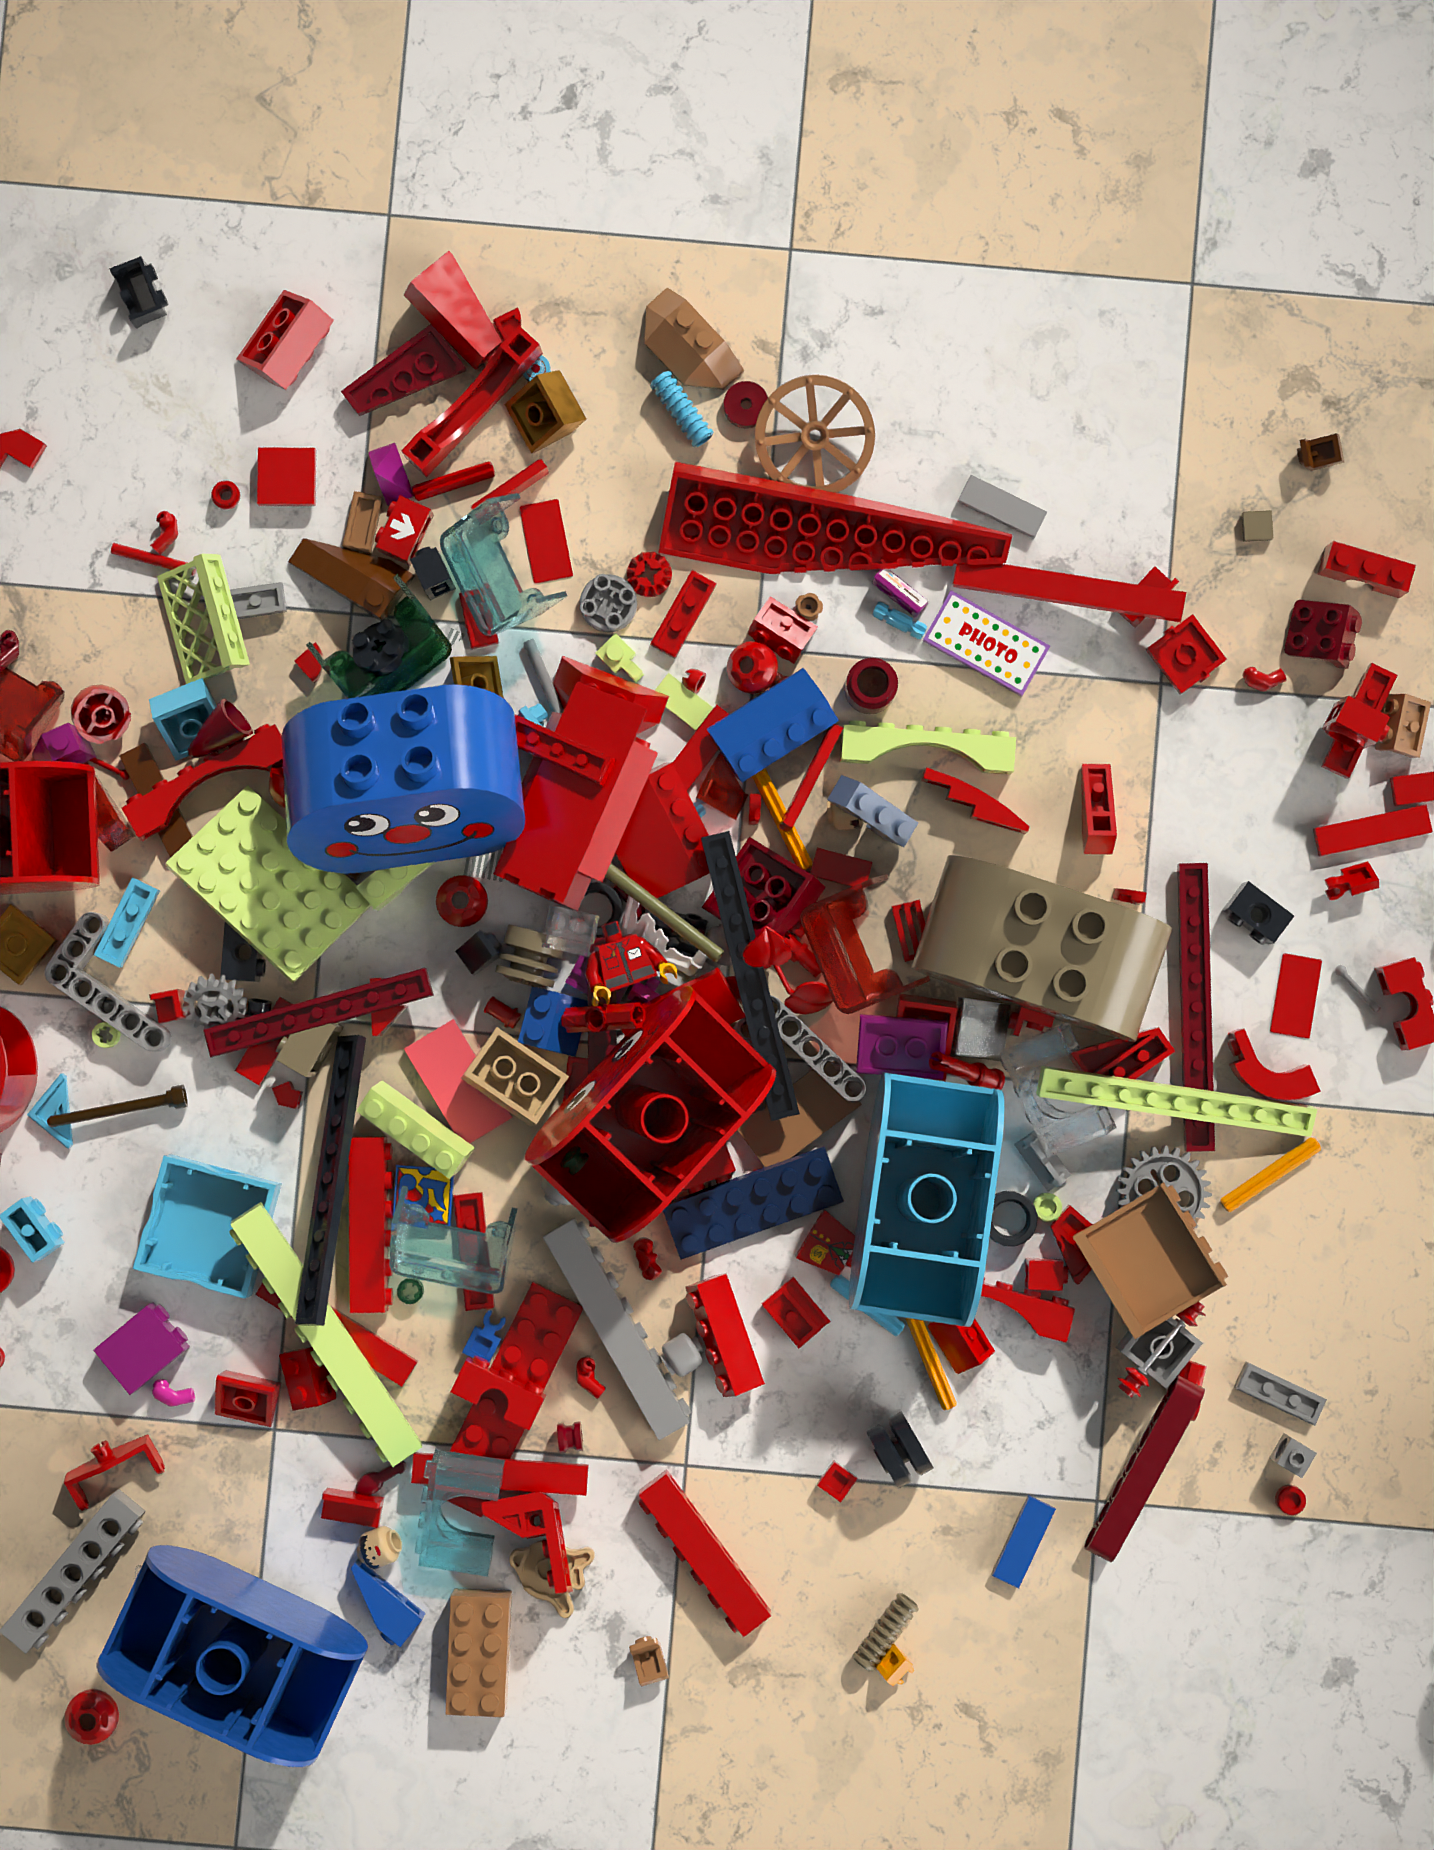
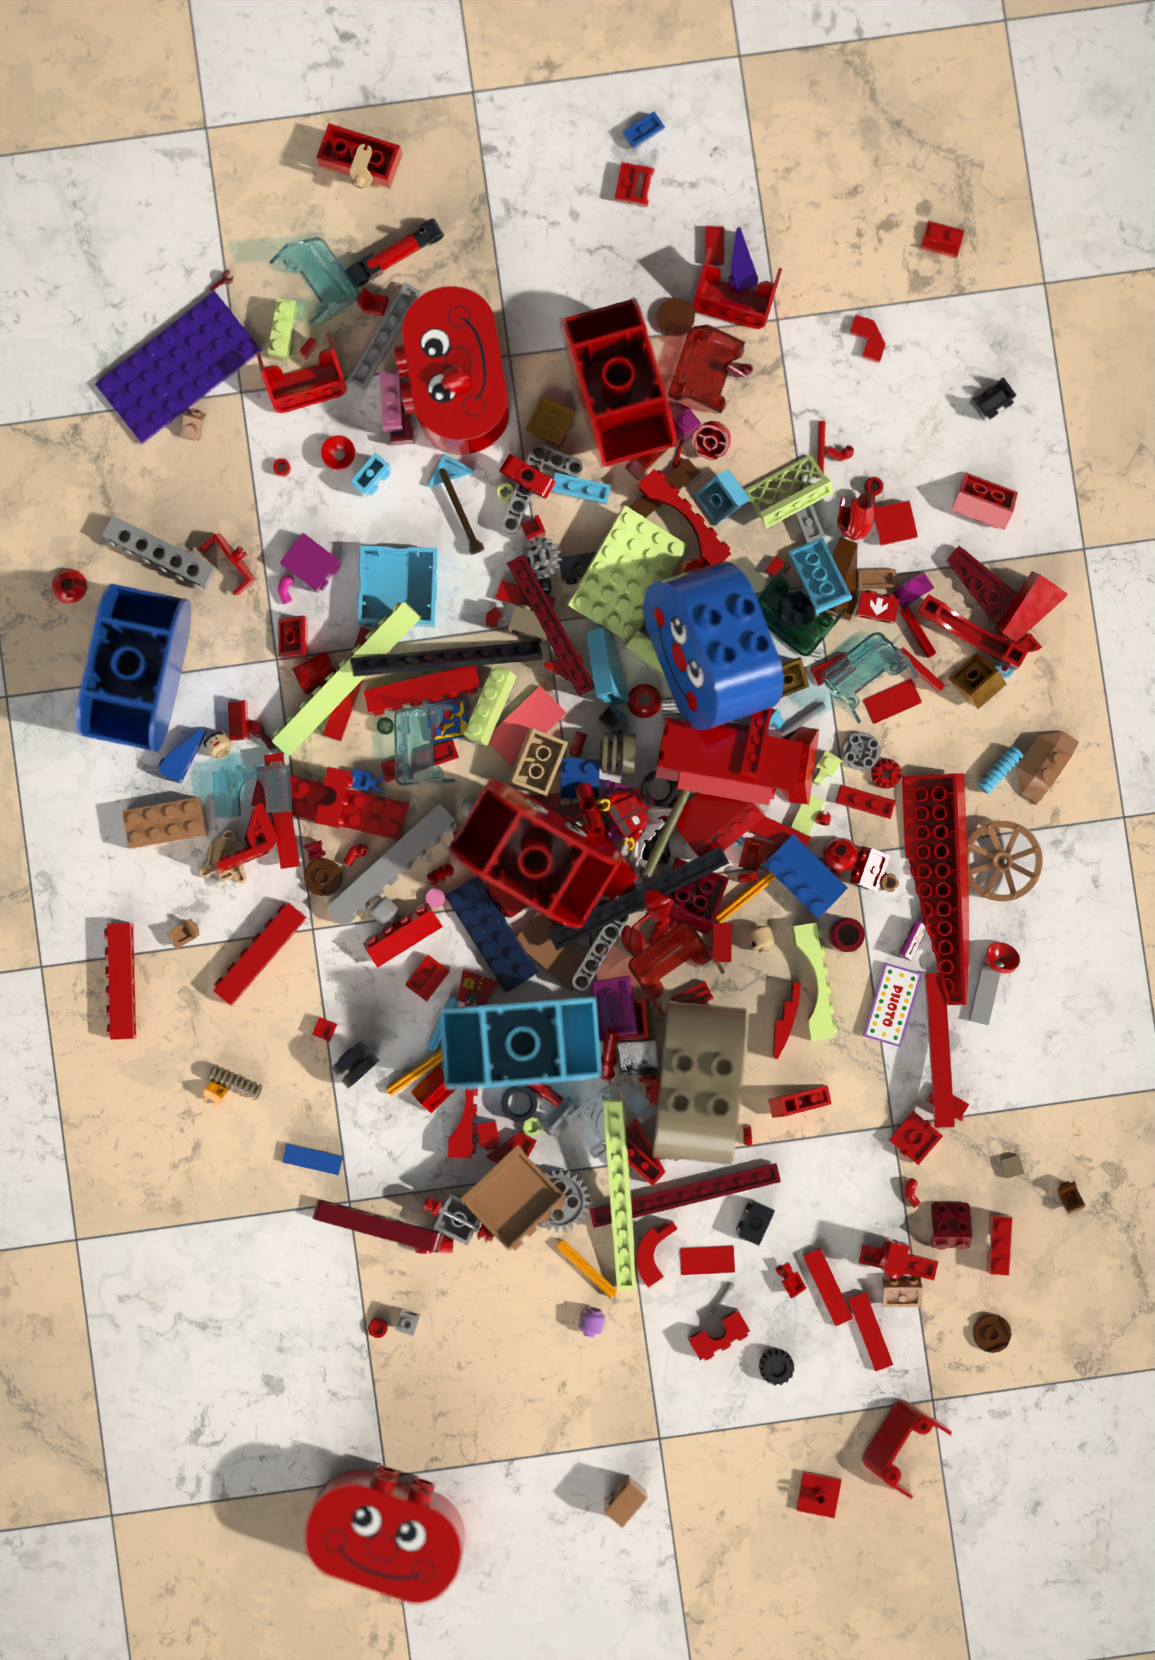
camera: 75 degrees right, 0 degrees up
(103, 981) = (539, 484): none -> red piece
(221, 729) = (718, 519): dark red hat -> none
(268, 527) = (858, 519): none -> red hair
(337, 602) = (819, 575): none -> medium azure tile
(399, 945) = (606, 667): none -> medium azure slope
(432, 572) = (853, 632): black brick -> none
(570, 930) = (641, 775): clear plate -> none
(574, 1160) = (494, 811): bush -> none
(612, 1433) = (323, 877): none -> reddish brown tile
(680, 1273) = (435, 897): none -> bright pink tile
(698, 1770) = (121, 981): none -> red brick
(736, 395) = (1016, 802): dark red piece -> none
(810, 778) = (776, 908): red tile -> none
(872, 809) = (764, 954): sand blue arch -> none
(899, 620) = (894, 943): medium azure axle -> none
(951, 463) = (1004, 953): none -> red piece
(1009, 1169) = (547, 1093): none -> red pin
(1280, 1393) = (445, 1306): light grey tile -> none
(1350, 1184) = (591, 1321): none -> medium lavender head

